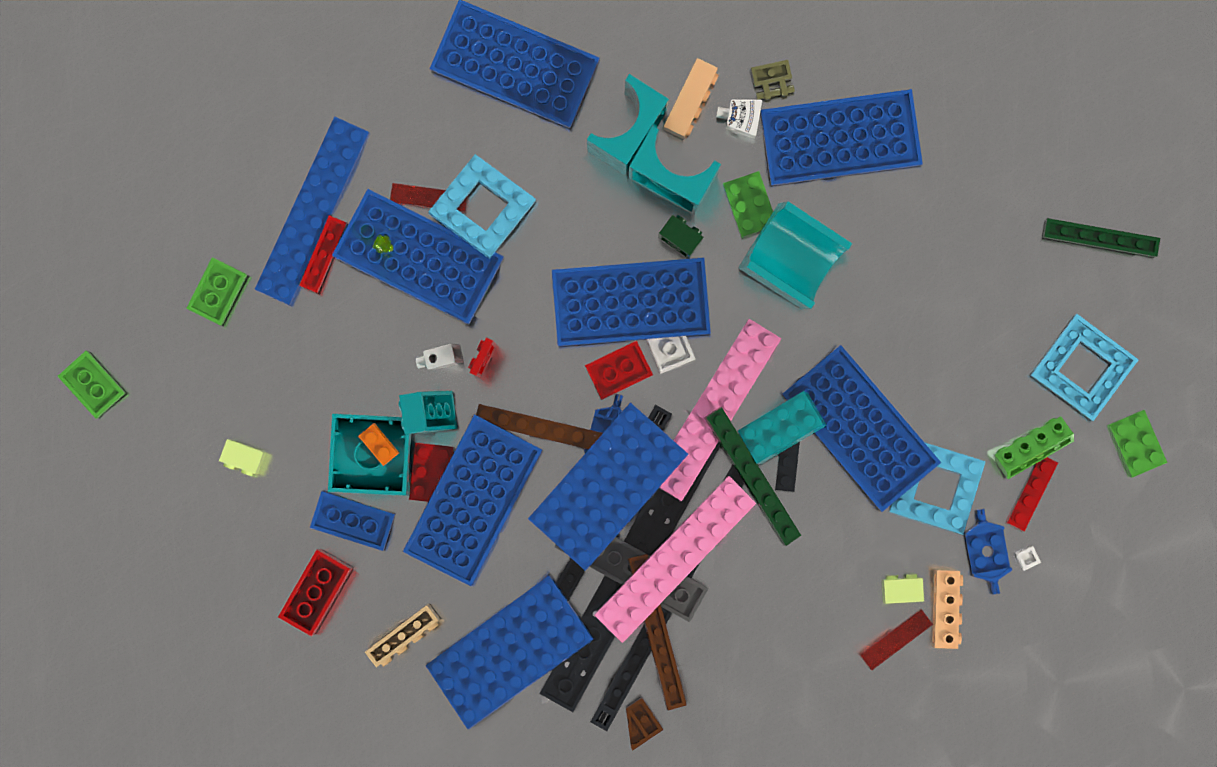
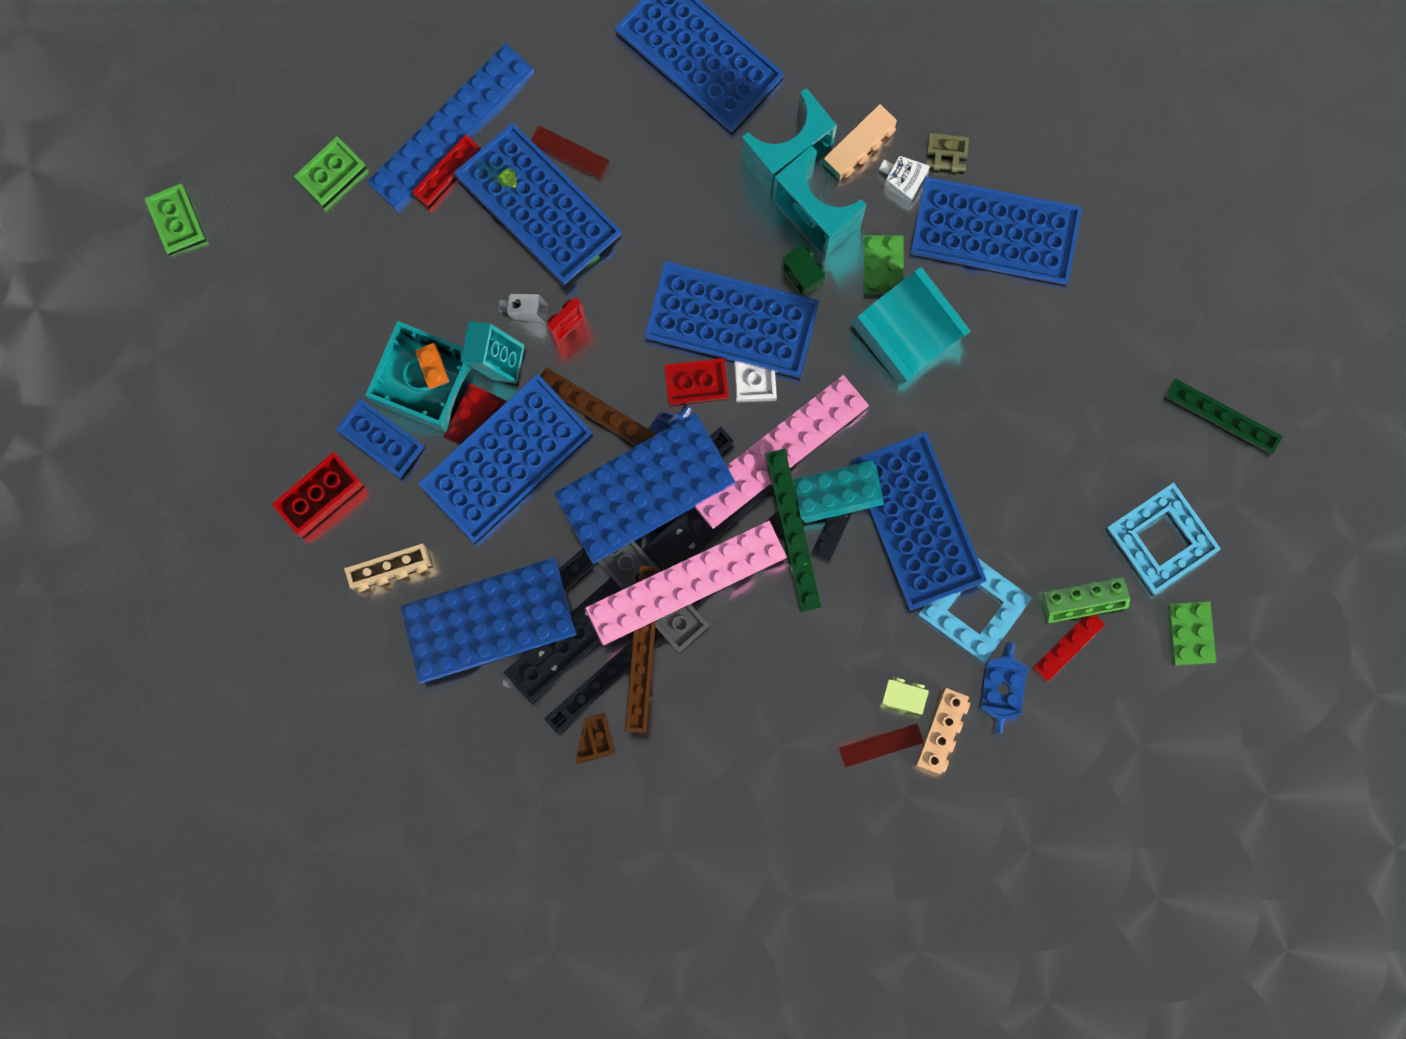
camera: 20 degrees right, 5 degrees down
(242, 457) = (294, 338): yellowish green brick -> none
(480, 171) = (609, 210): medium azure plate -> none
(1027, 558) = (1042, 709): white tile -> none

